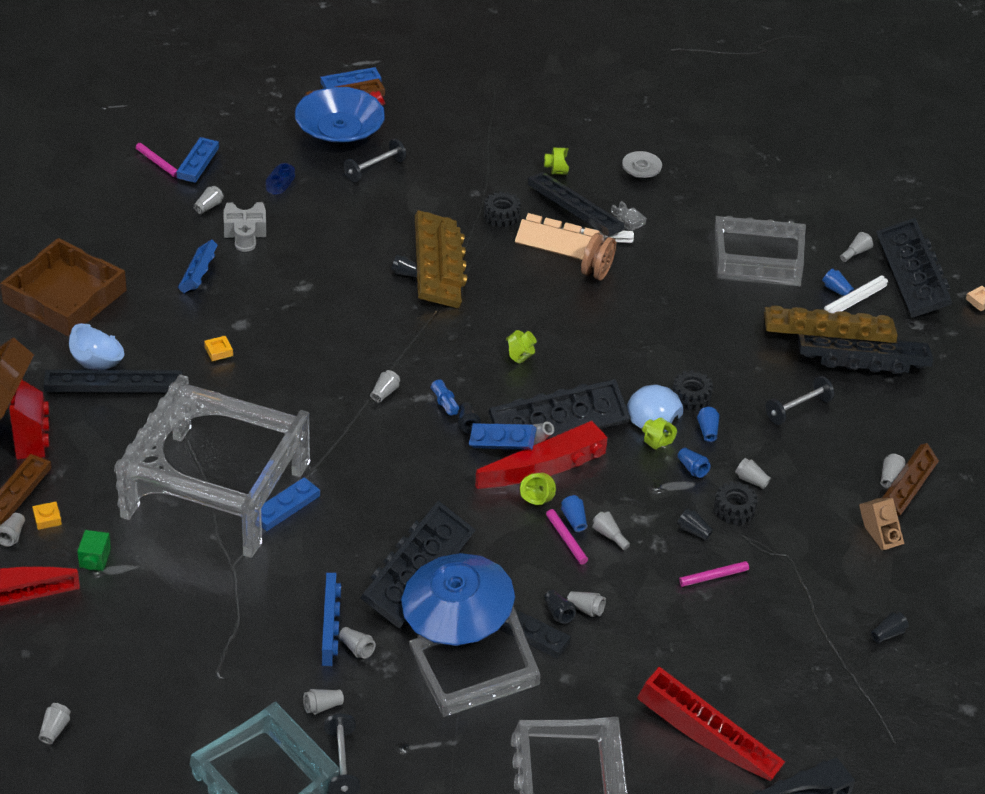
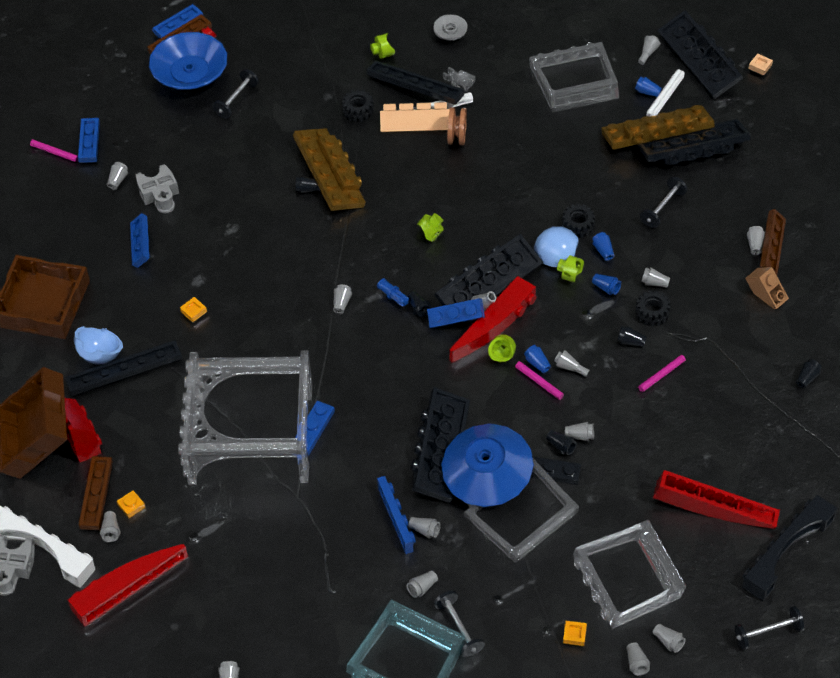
camera: 15 degrees left, 10 degrees up
(94, 550) = (185, 522): green brick -> none
(280, 178) = (164, 135): clear blue plate -> none

